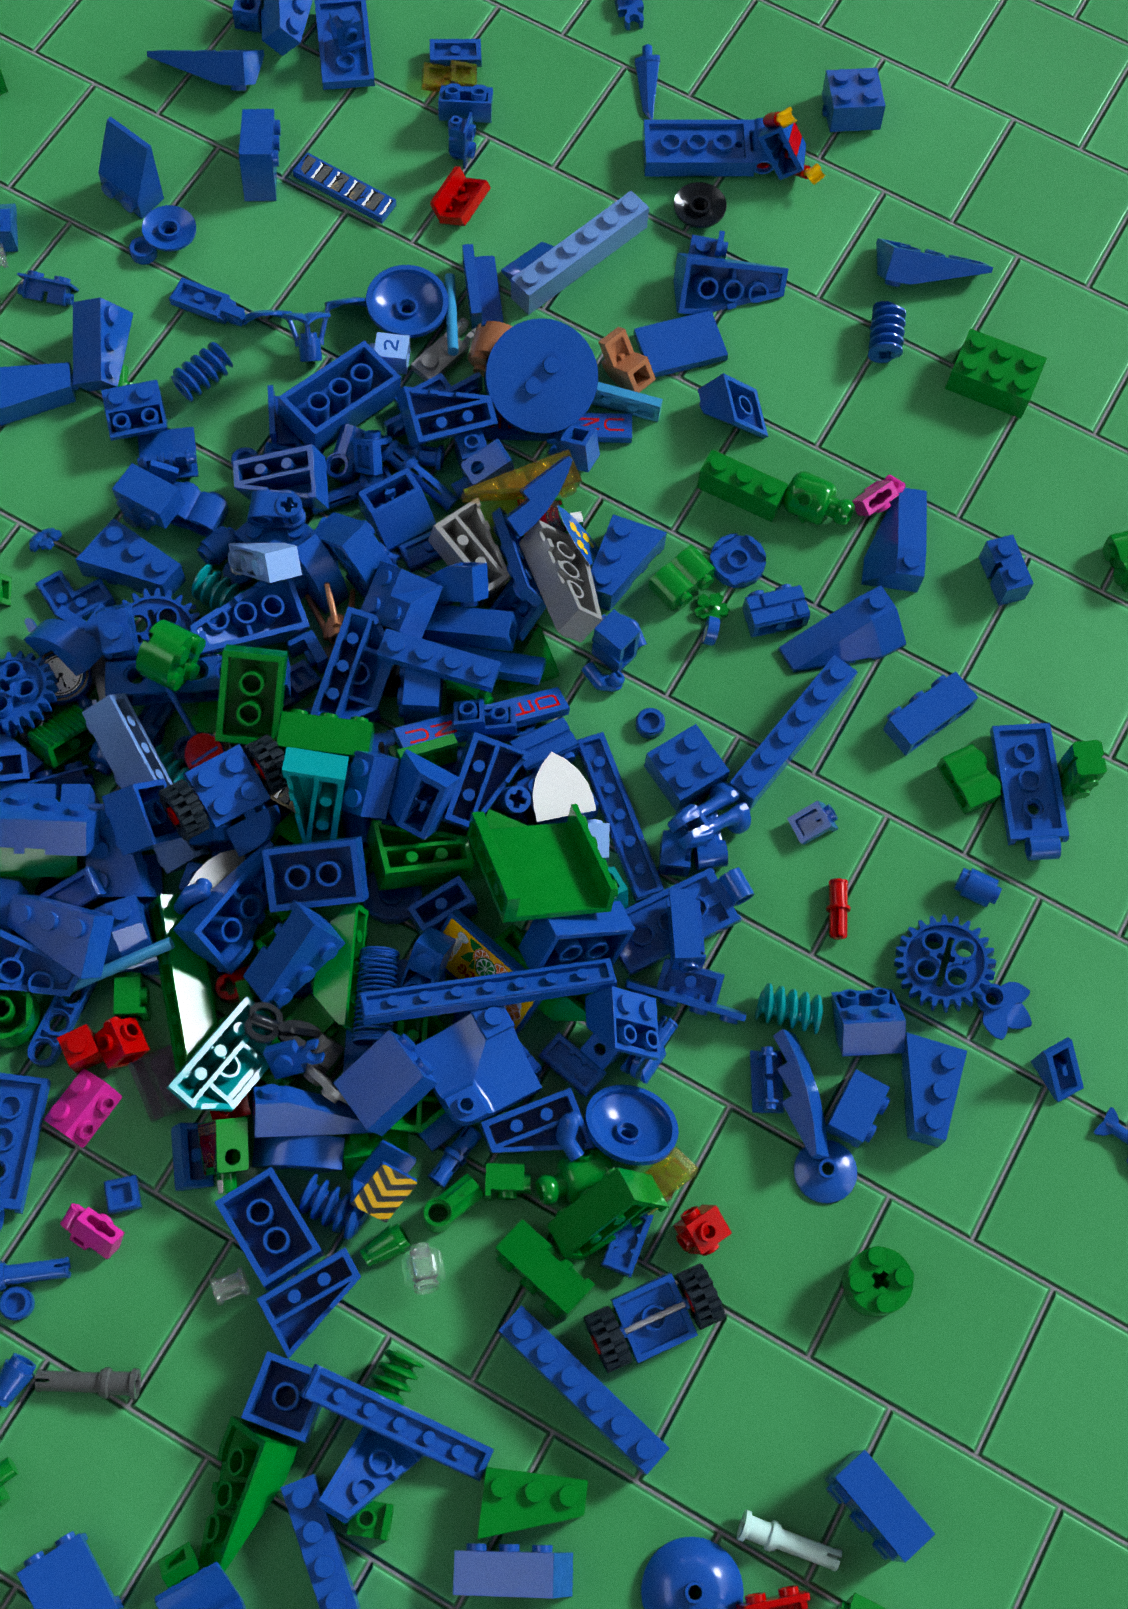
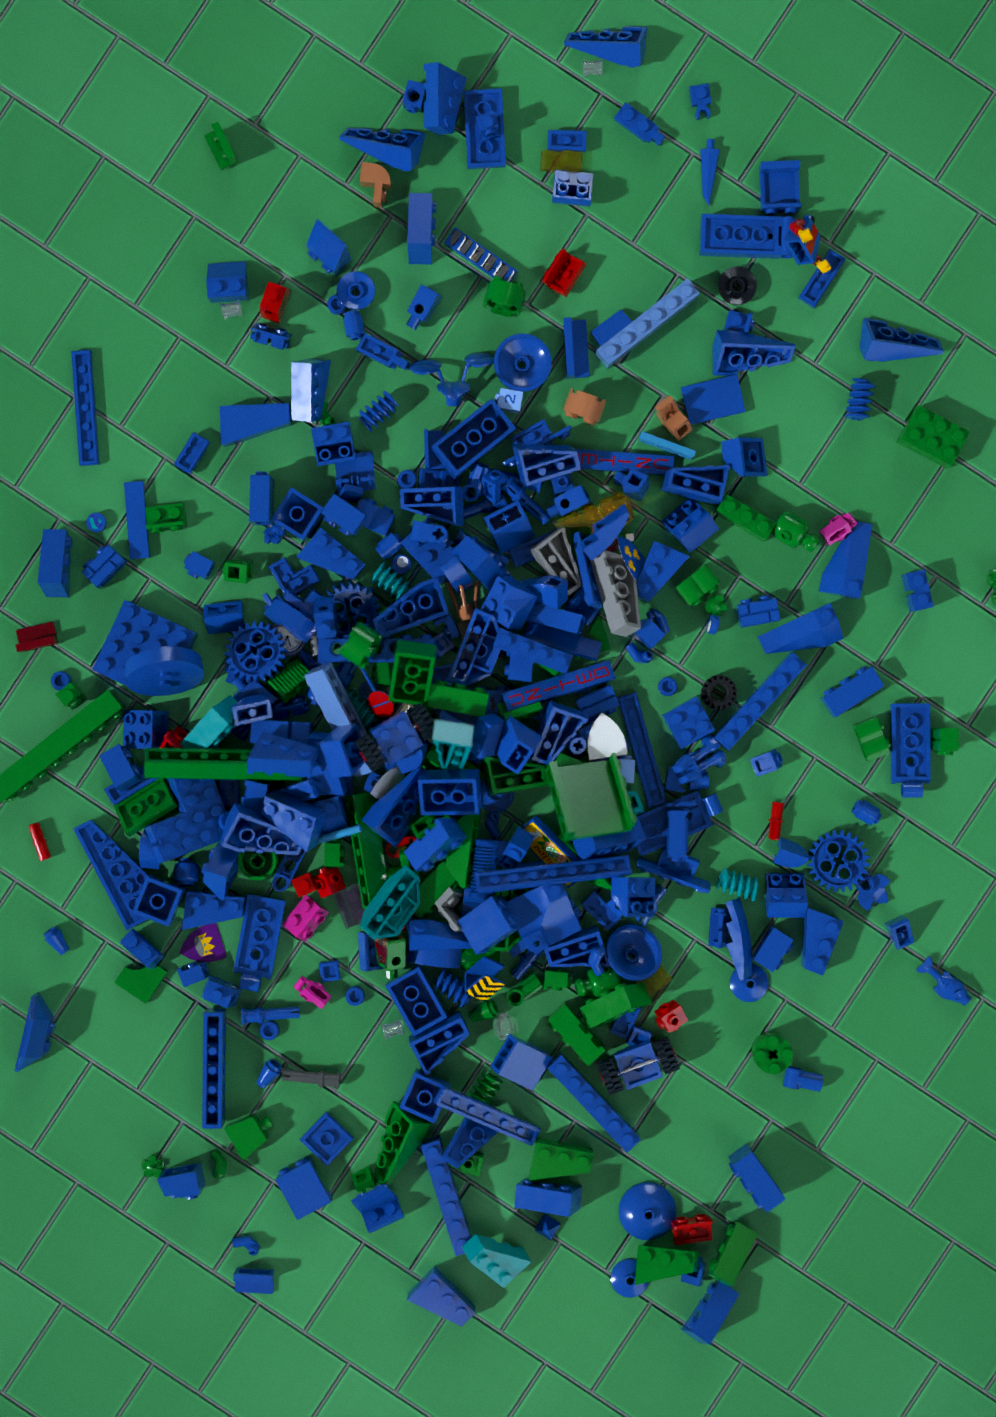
camera: 10 degrees right, 20 degrees up
(25, 487) = (261, 499): none -> blue brick
(52, 242) = (274, 301): none -> red torso
(80, 505) = (298, 514): none -> blue slope
(113, 1493) = (326, 1138): none -> blue plate
(165, 269) = (353, 325): none -> blue brick
(166, 1234) = (355, 995): none -> blue tile
(192, 895) = (373, 799): blue arm -> none
(196, 99) = (376, 177): none -> nougat brick
(264, 237) = (426, 298): none -> blue torso
(265, 560) = (421, 569): light blue slope -> none
(282, 1030) = (429, 888): black piece -> none
(290, 1059) = (430, 904): blue plate -> none
(378, 224) = (504, 297): none -> green brick
(388, 934) = (491, 824): none -> blue arm
(436, 357) = (546, 400): light grey hinge -> none
(438, 905) = (526, 810): blue brick -> none
(451, 316) = (553, 372): dark azure bar -> none
(452, 1323) = (521, 1062): none -> blue brick
(461, 138) = (568, 225): blue hinge -> none
(482, 719) = (560, 688): blue slope -> none
(541, 376) = (612, 435): blue brick -> none
(550, 35) = (638, 124): none -> blue hinge
(649, 1268) = (637, 1036): none -> blue plate
(664, 498) = (690, 525): none -> blue slope
(667, 441) = (697, 483): none -> blue wedge
(730, 709) = (730, 692): none -> black tyre
(738, 560) = (736, 571): blue tile -> none
(743, 88) = (779, 187): none -> blue panel
(774, 1537) = (695, 1187): light aqua pin -> none
(813, 199) = (820, 281): none -> blue tile
(853, 100) = (860, 198): blue brick -> none
(867, 959) = (790, 854): none -> blue brick
(926, 1326) = (797, 1078): none -> blue piece

